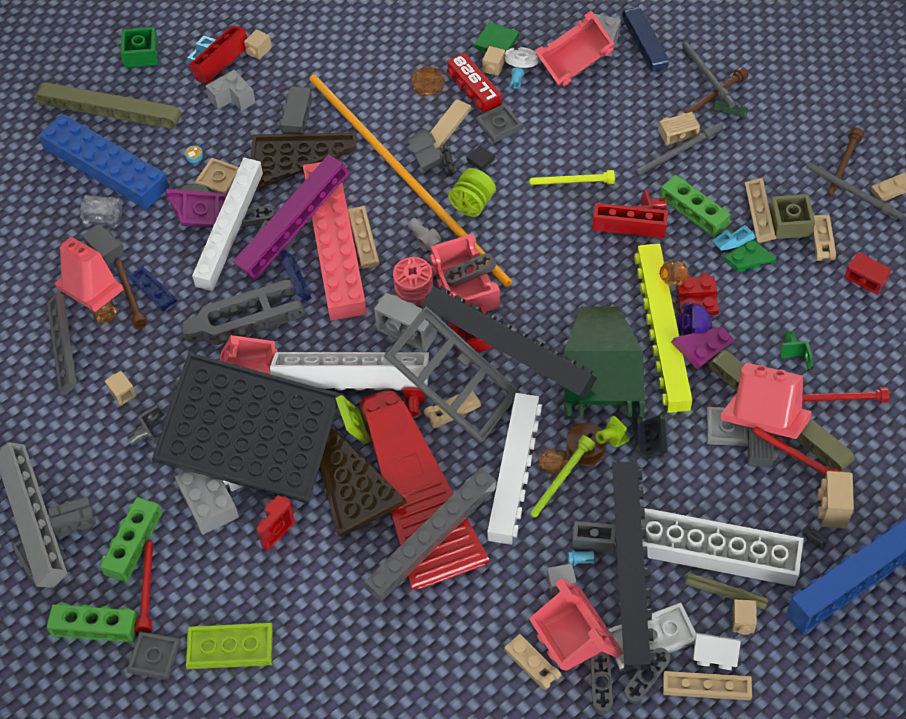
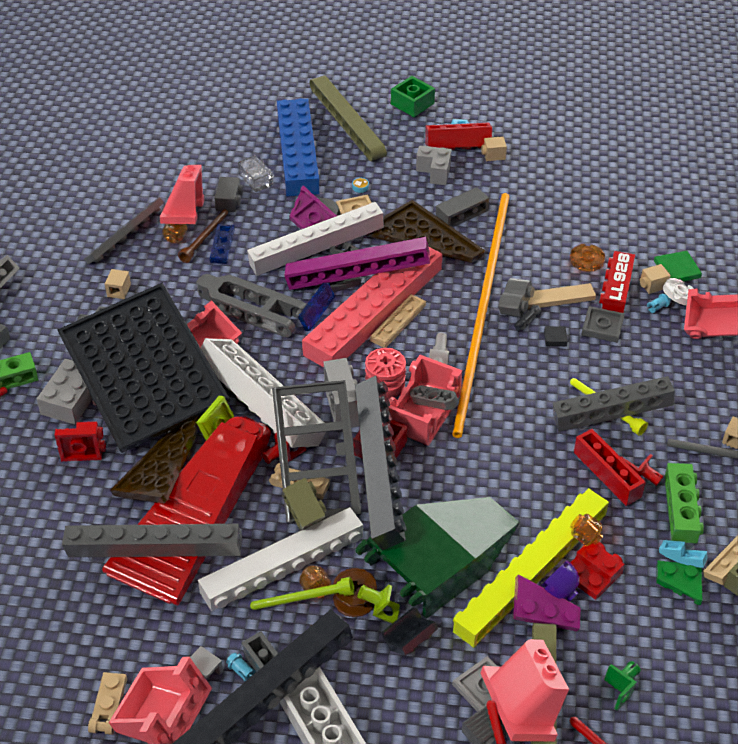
camera: 45 degrees right, 10 degrees down
(472, 192) = (509, 348): lime wheel -> none
(492, 418) = (303, 503): none -> olive brick
(583, 175) = (613, 403): none -> dark grey brick

